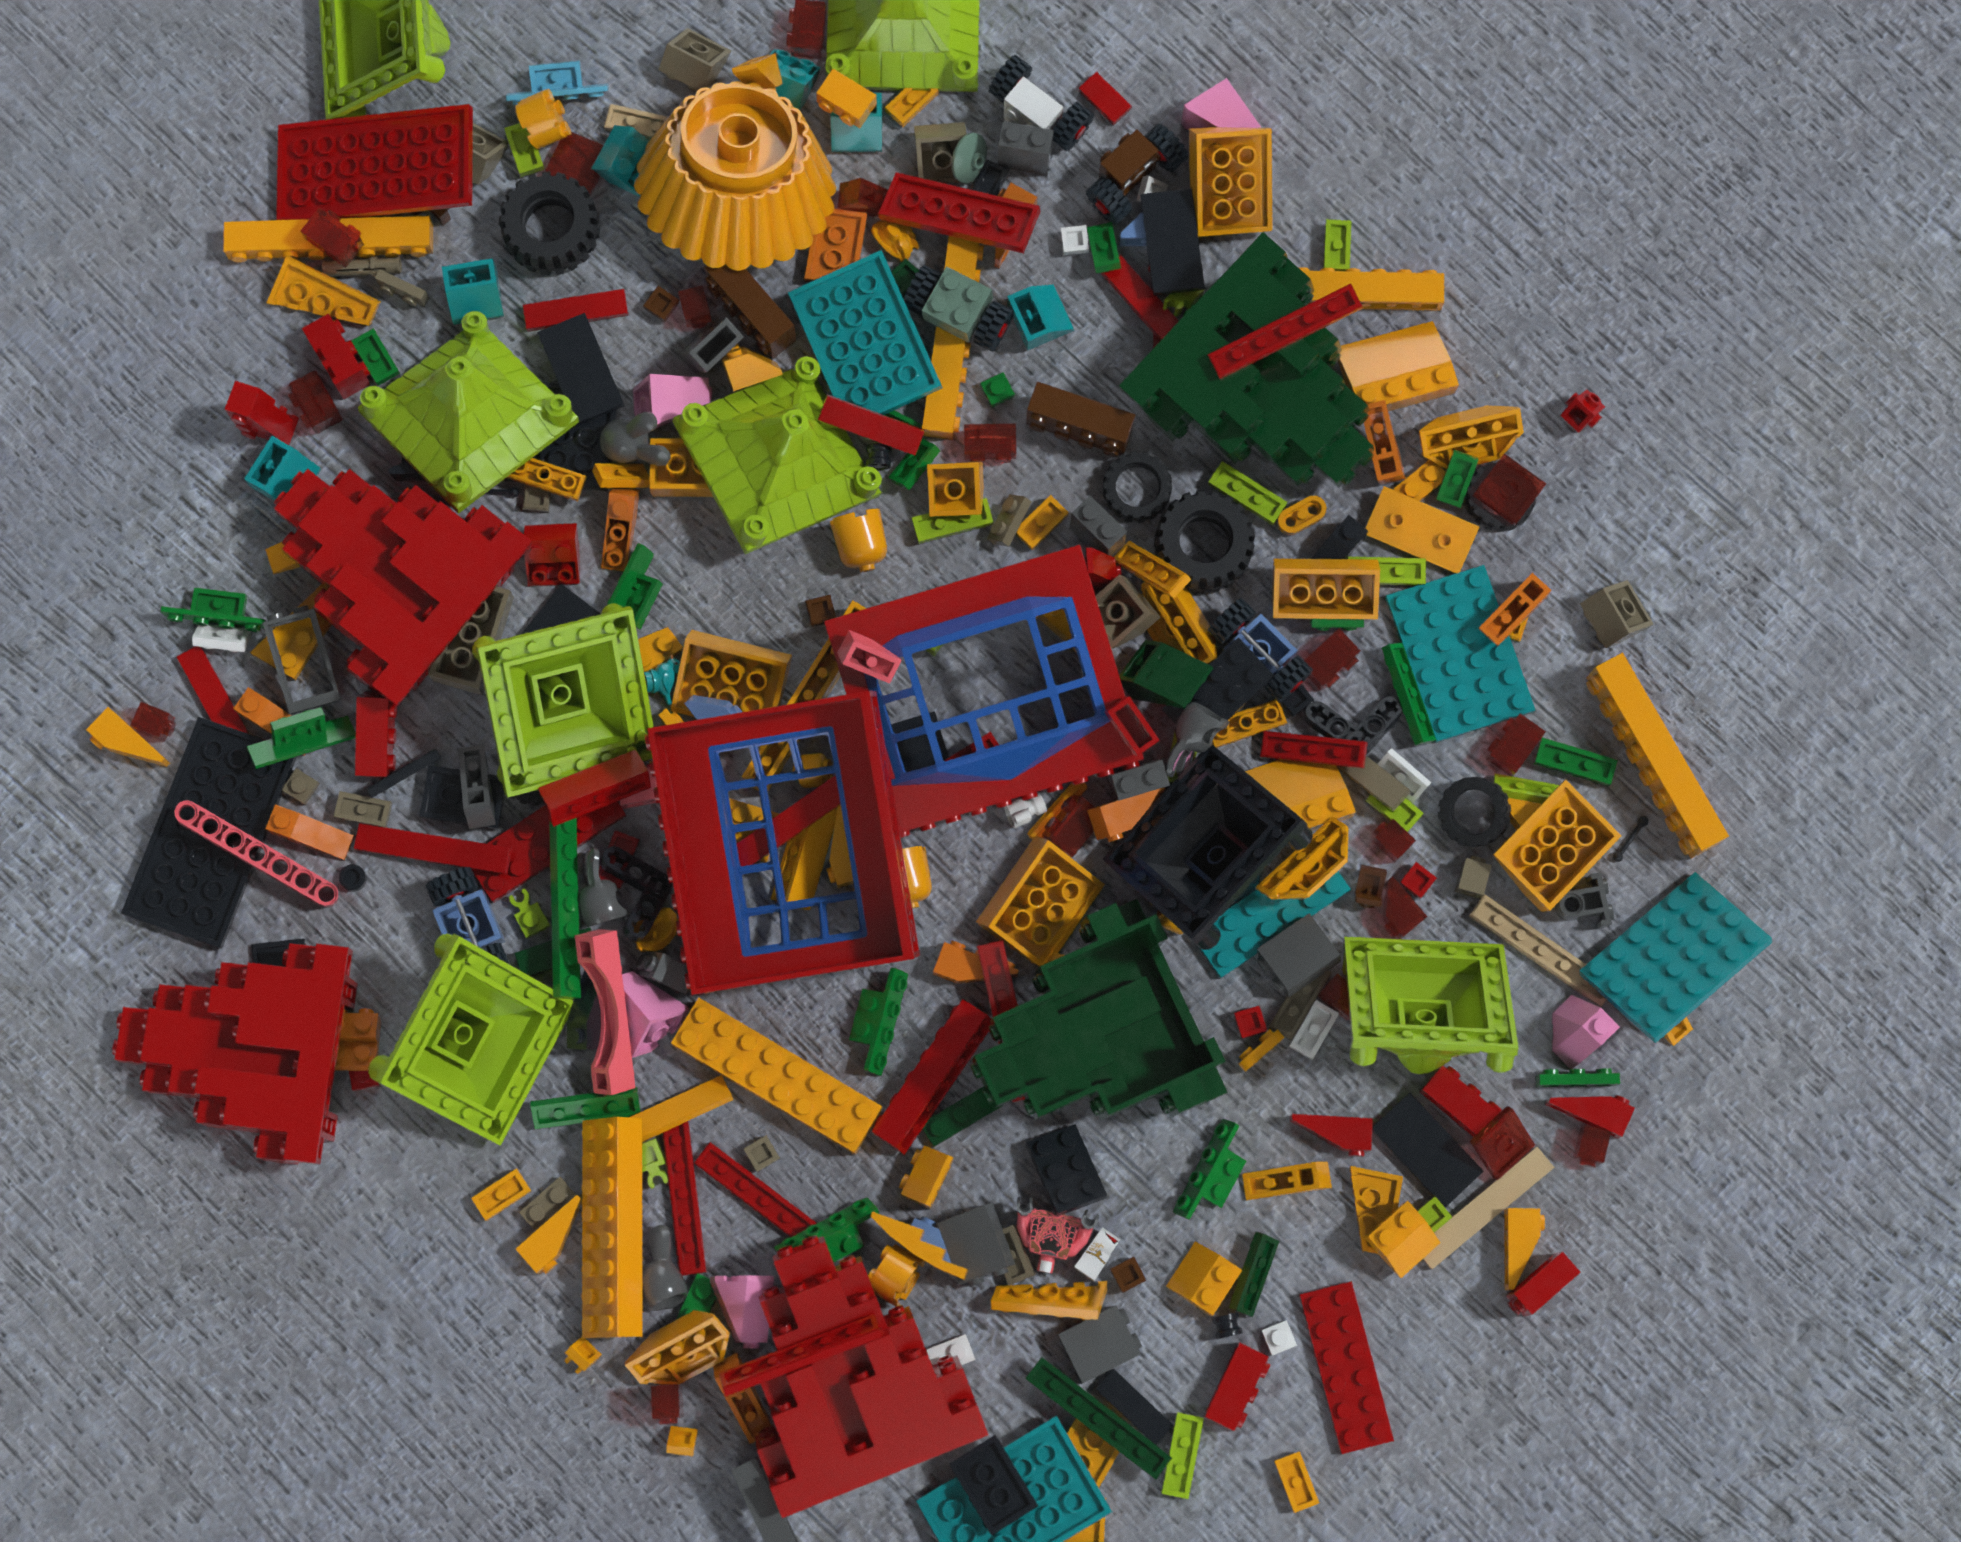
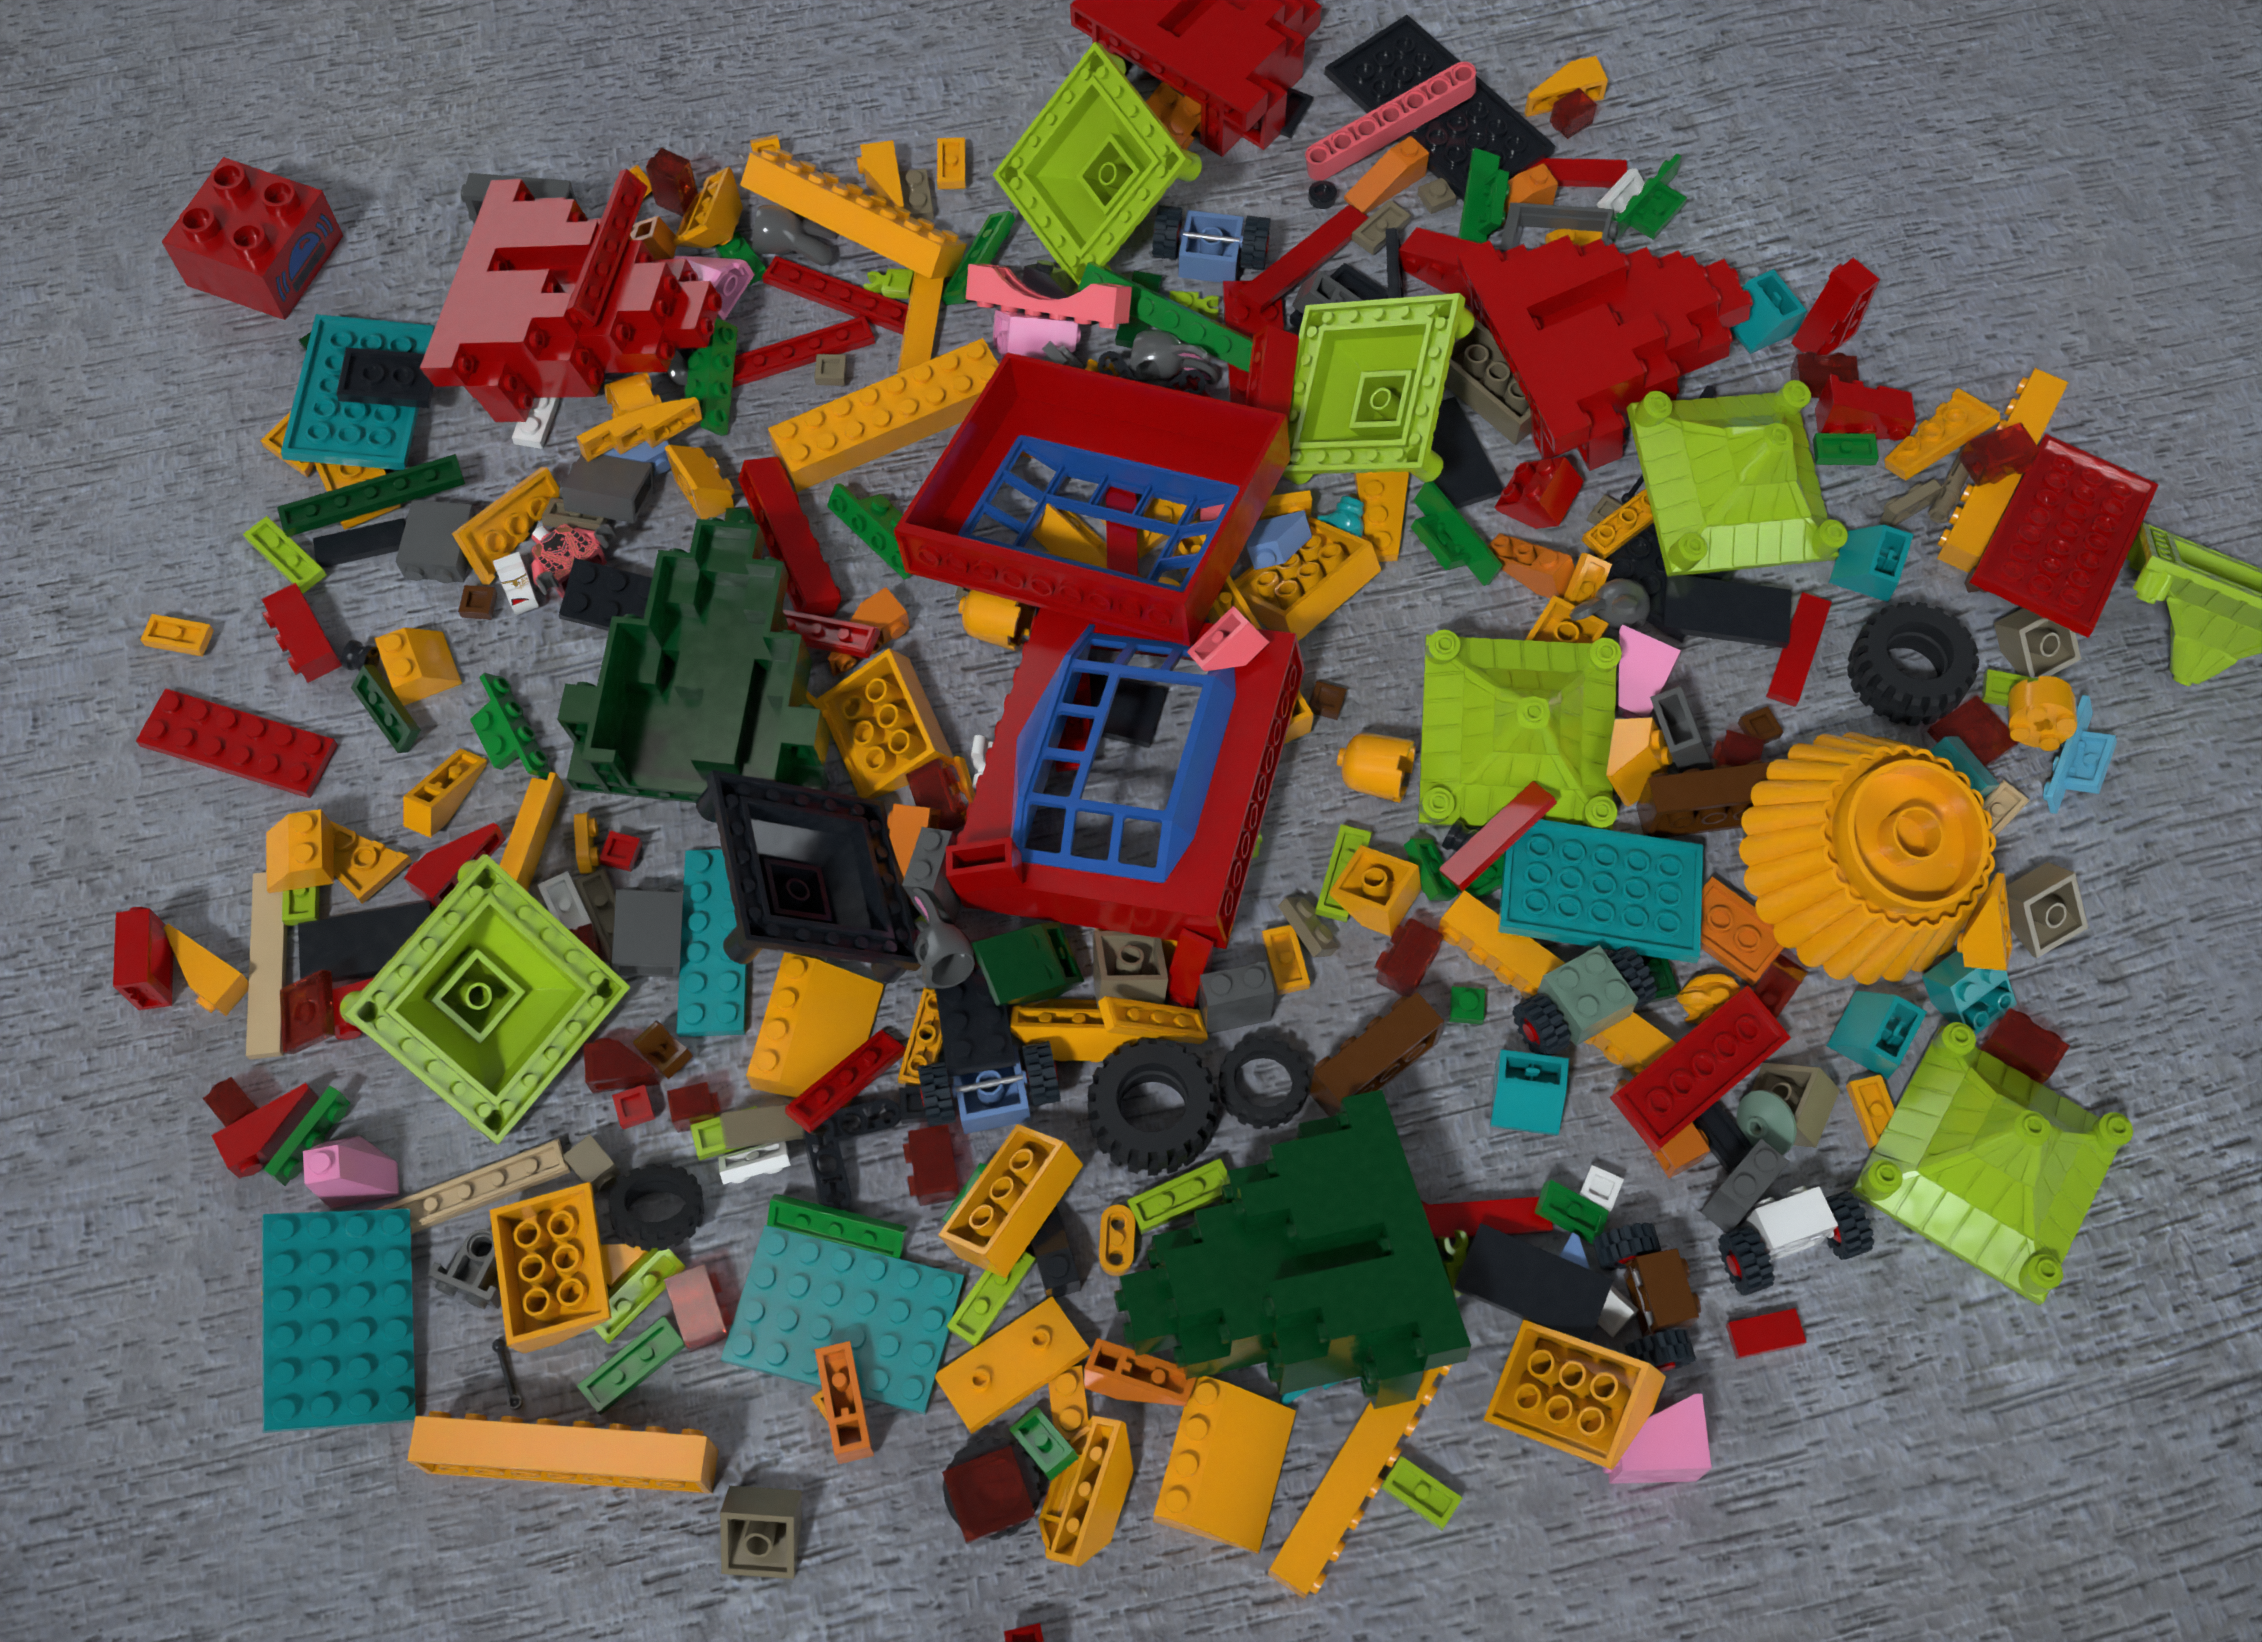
camera: 125 degrees right, 15 degrees down
(846, 99) = (1908, 1014): light orange brick -> none
(1279, 1337) = (313, 700): white plate -> none
(1282, 1096) = (532, 828): none -> light orange panel
(1285, 331) = (1327, 1296): red tile -> none
(1309, 867) = (720, 987): light orange wedge -> none

